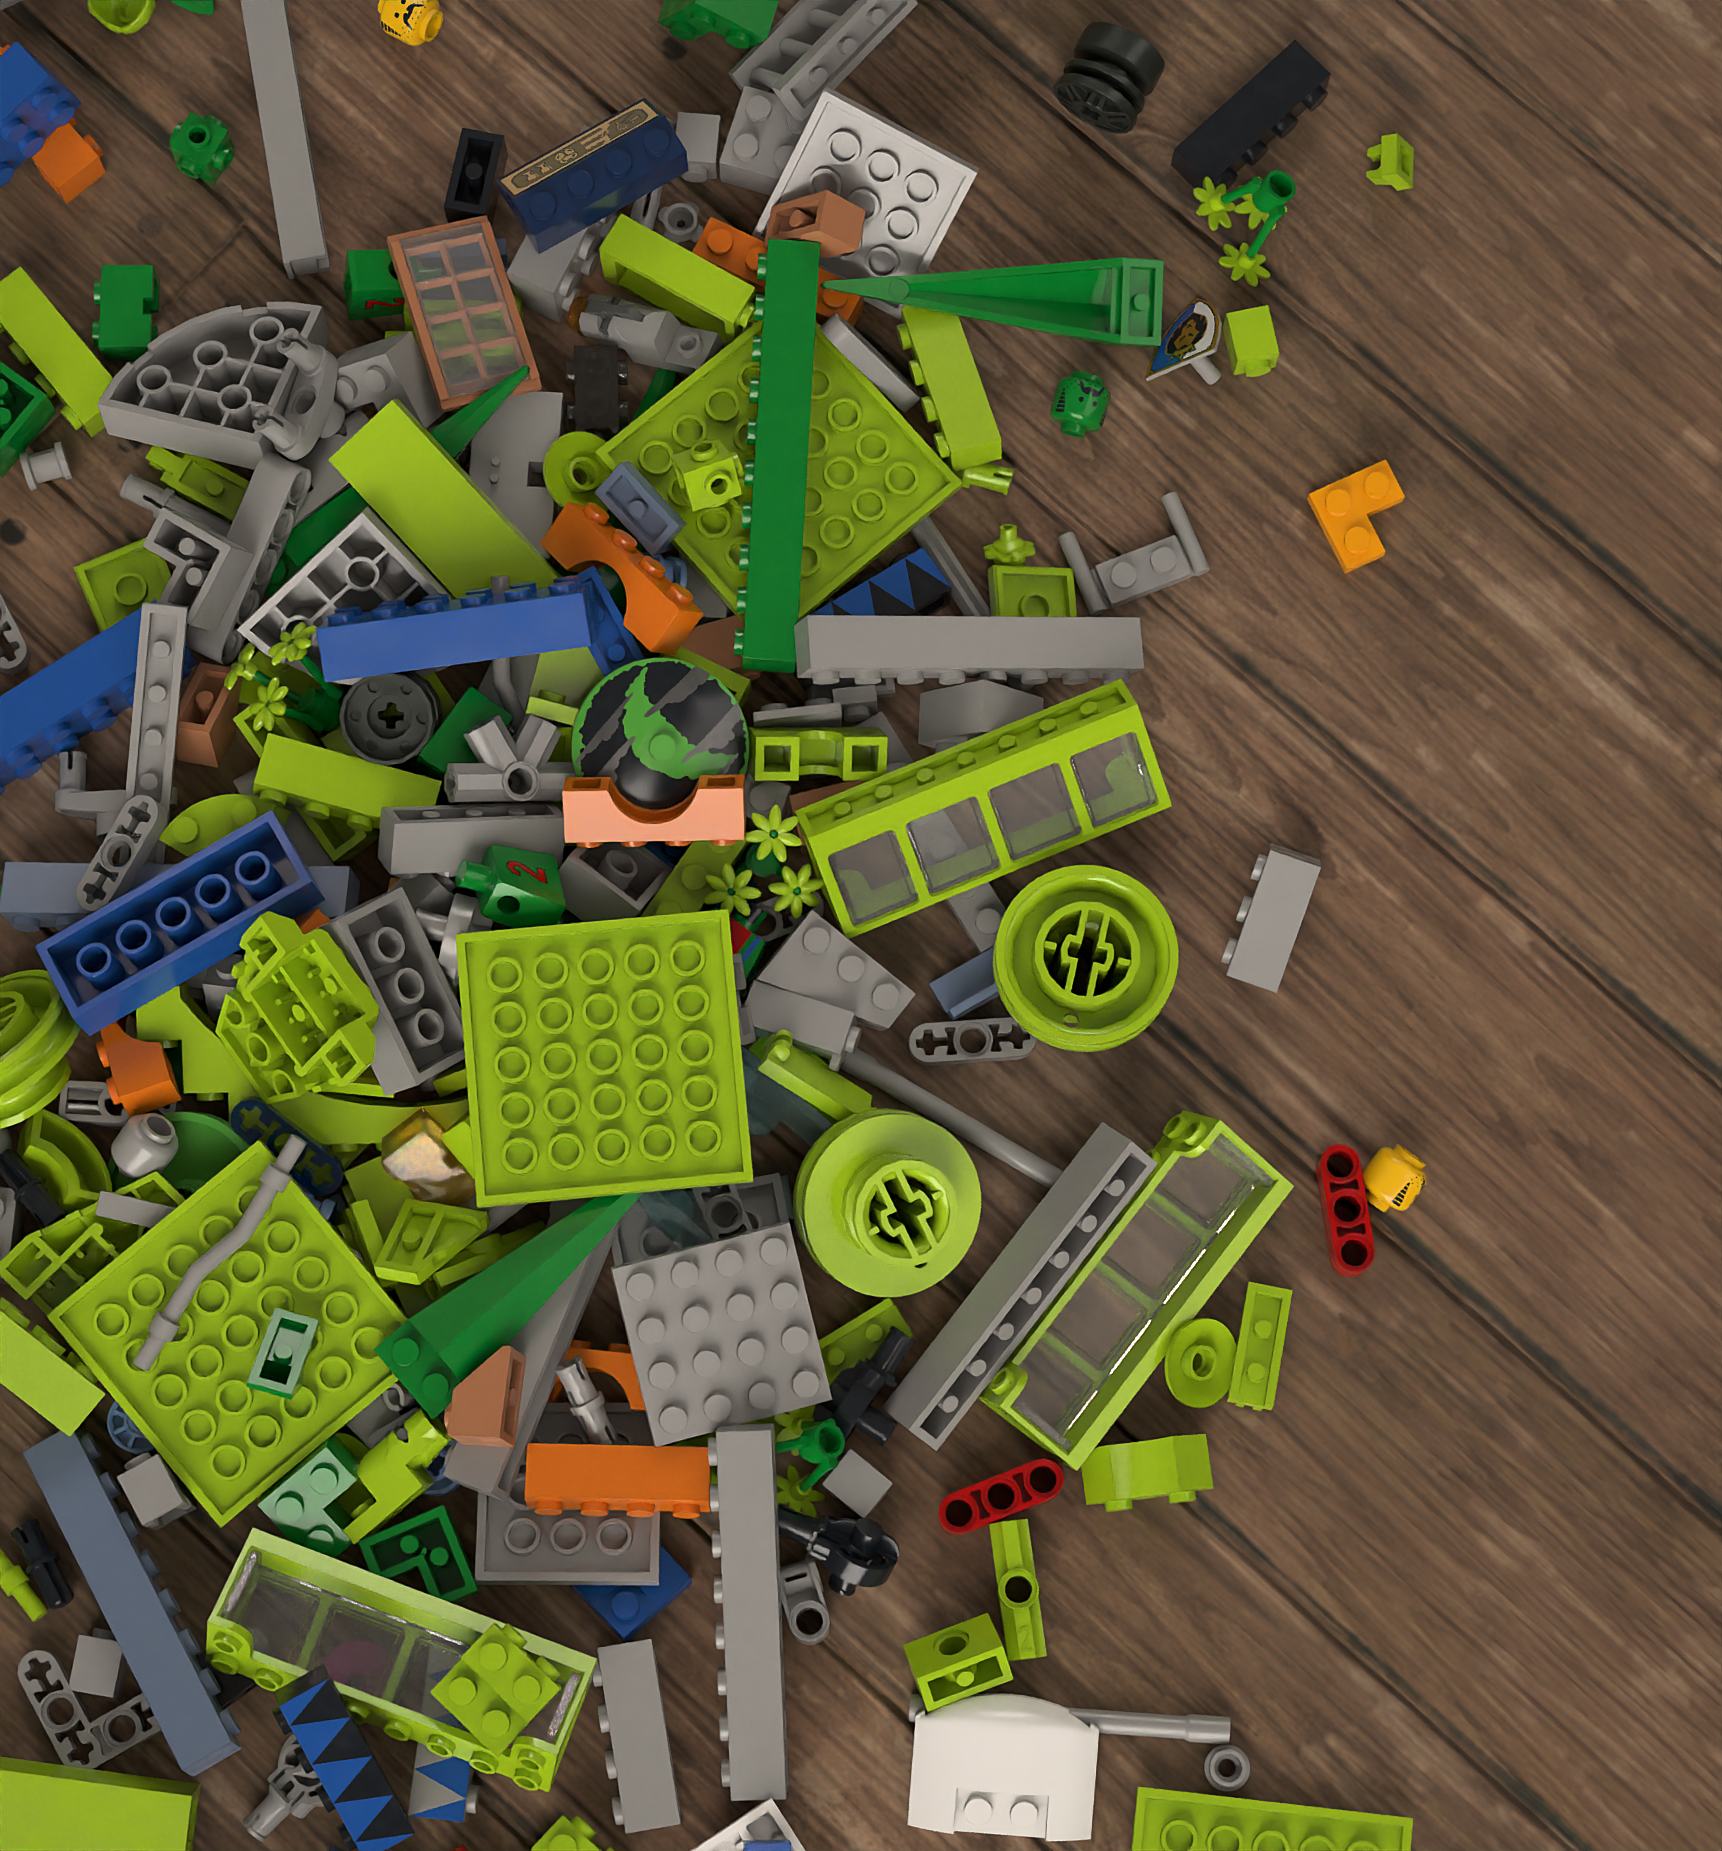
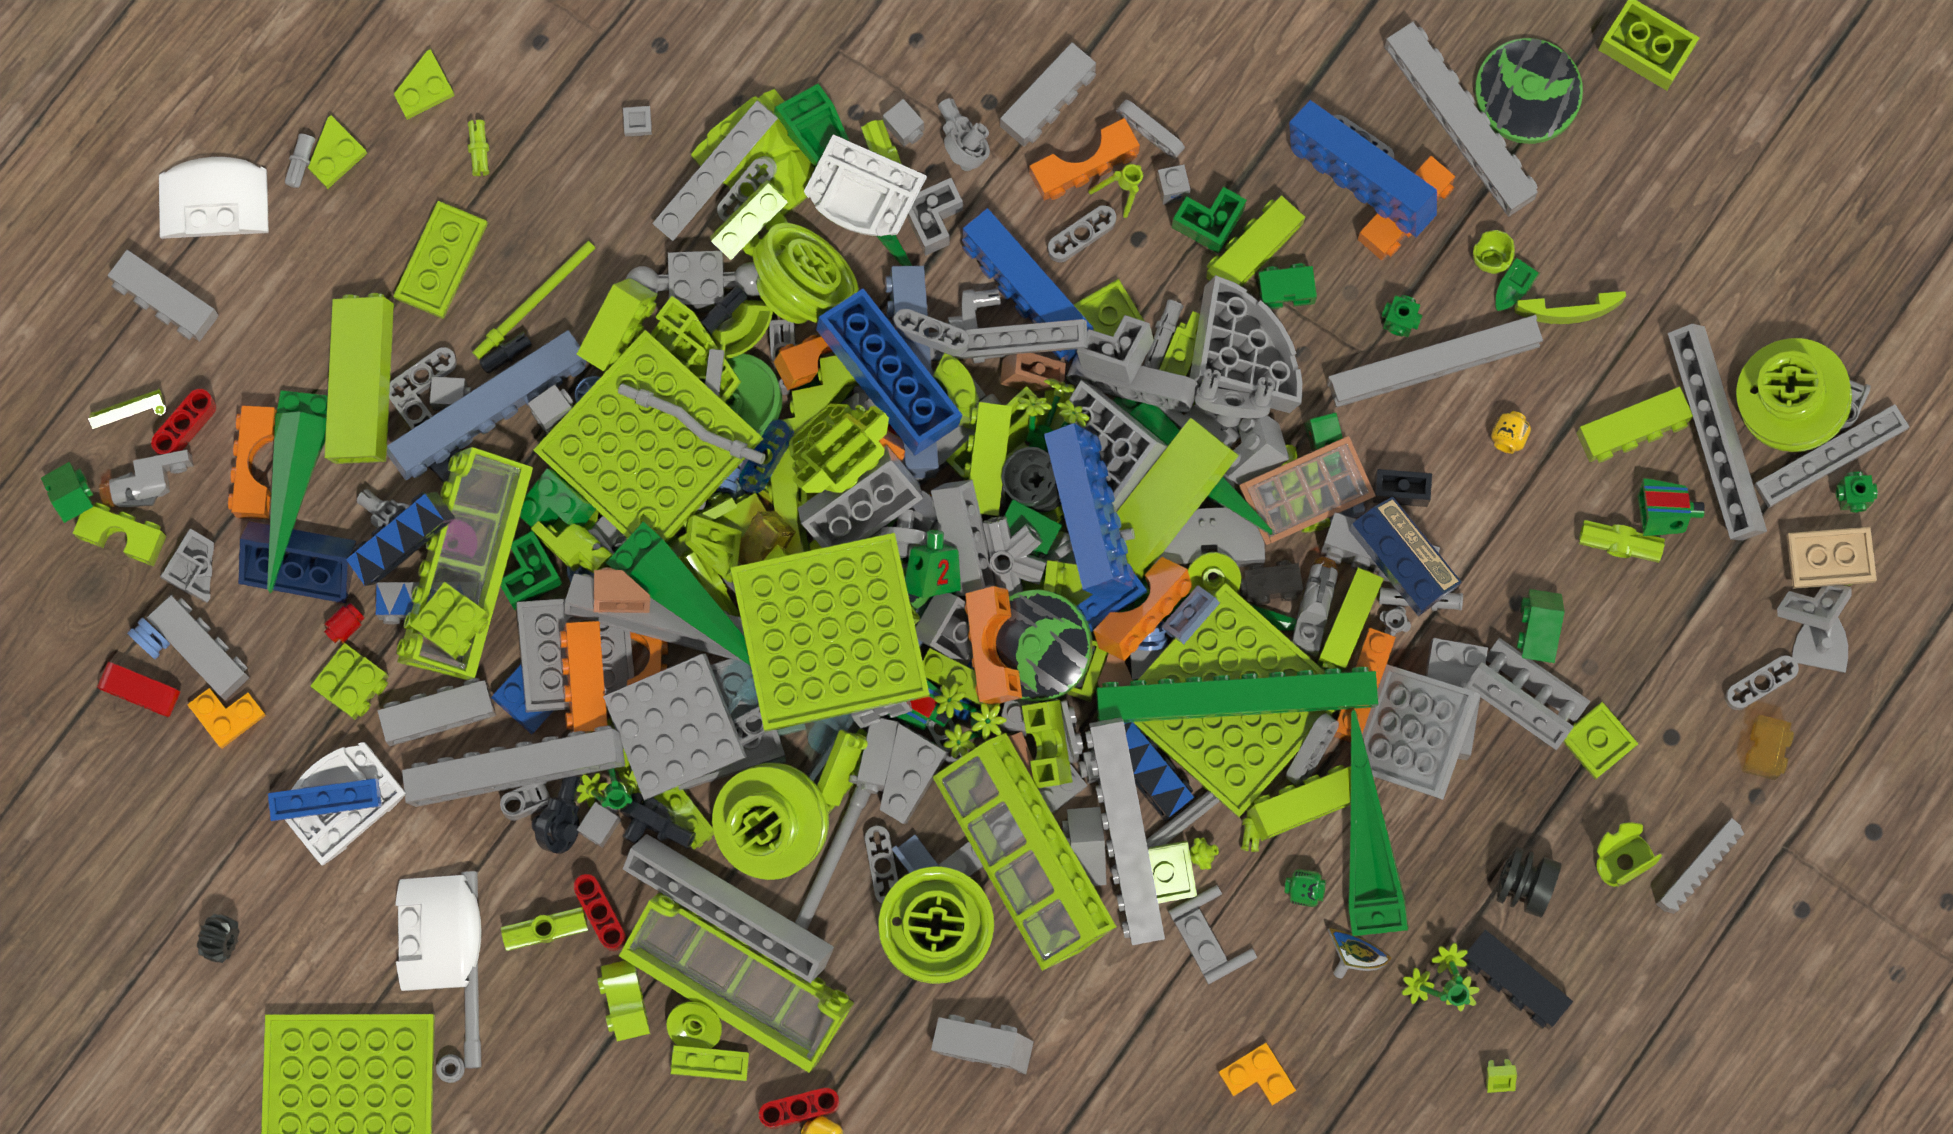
camera: 85 degrees right, 0 degrees up
(45, 465) = (1181, 252): light grey bush -> none
(144, 1145) = (755, 372): light grey head -> none
(283, 1354) = (633, 469): slope -> none
(586, 1402) = (628, 654): light grey pin -> none
(702, 140) = (1447, 624): light grey brick -> none
(707, 474) = (1215, 652): lime brick -> none
(821, 219) = (1392, 701): nougat slope -> none
(958, 1662) = (496, 896): lime brick -> none
(1251, 341) = (1363, 994): lime brick -> none

